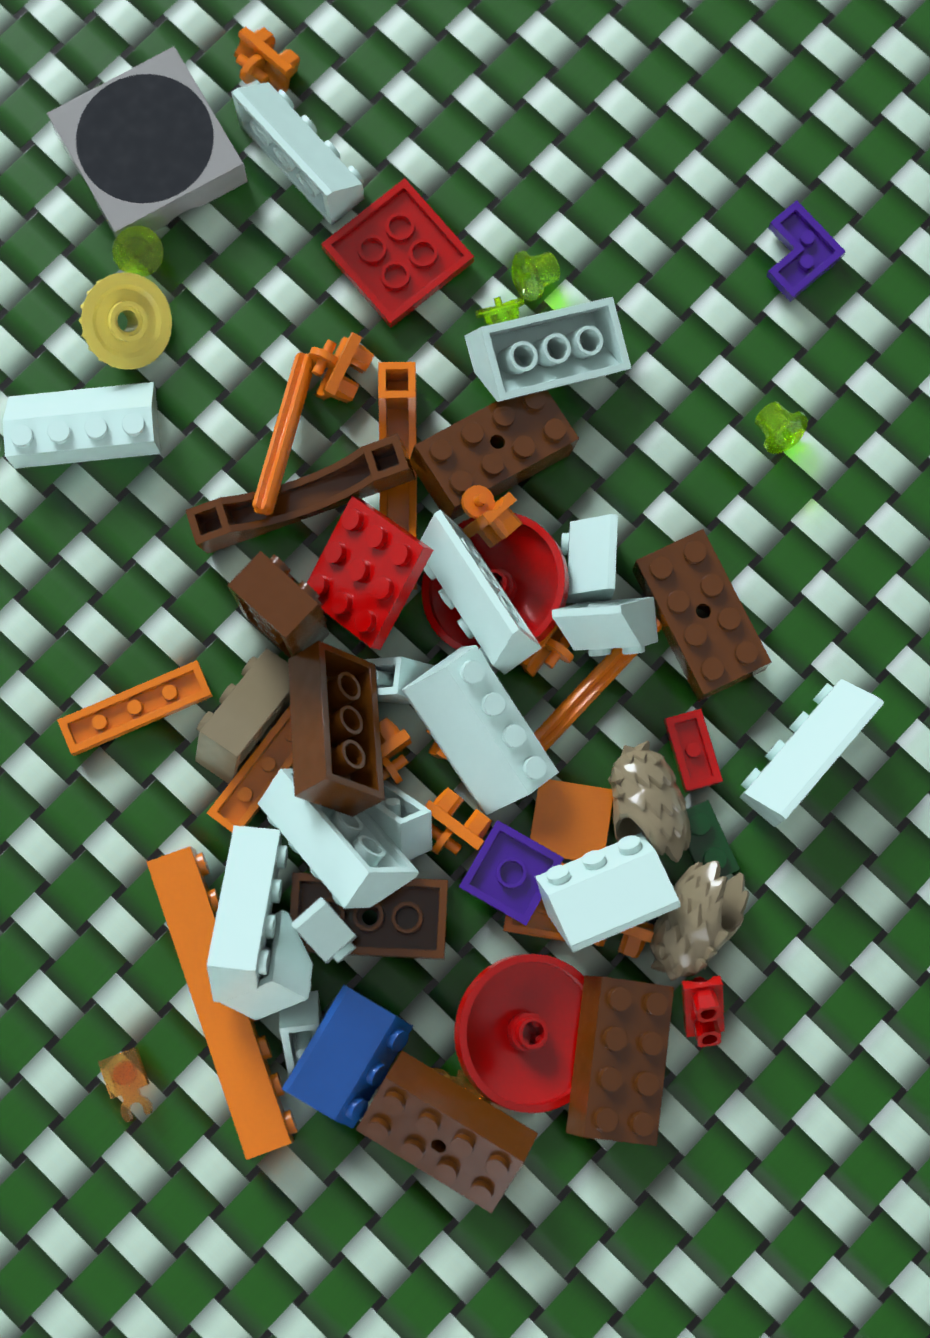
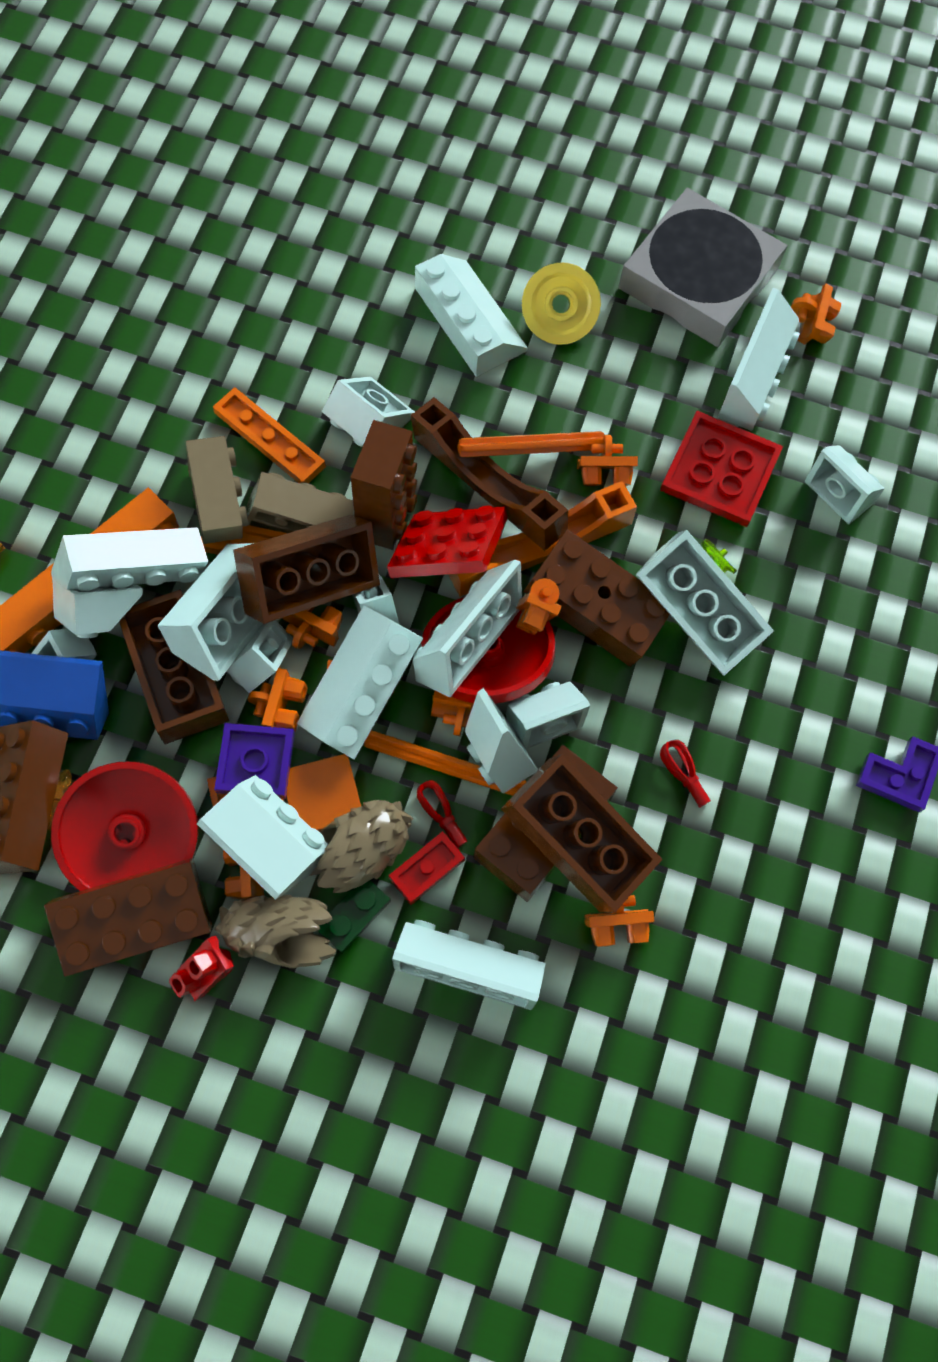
camera: 60 degrees right, 10 degrees down
(138, 251) = (618, 289): clear neon green piece -> none
(155, 588) = (360, 401): none -> light aqua slope
(189, 789) = (215, 489): none -> dark tan wedge
(325, 931) = (136, 622): light aqua slope -> none
(477, 139) = (843, 483): none -> light aqua slope
(533, 273) = (762, 572): clear neon green piece -> none
(654, 708) = (448, 822): none -> red piece
(718, 455) = (692, 781): none -> red piece
(744, 585) = (610, 854): none -> reddish brown brick
(780, 427) = (741, 821): clear neon green piece -> none
(819, 590) = (635, 920): none -> orange hips

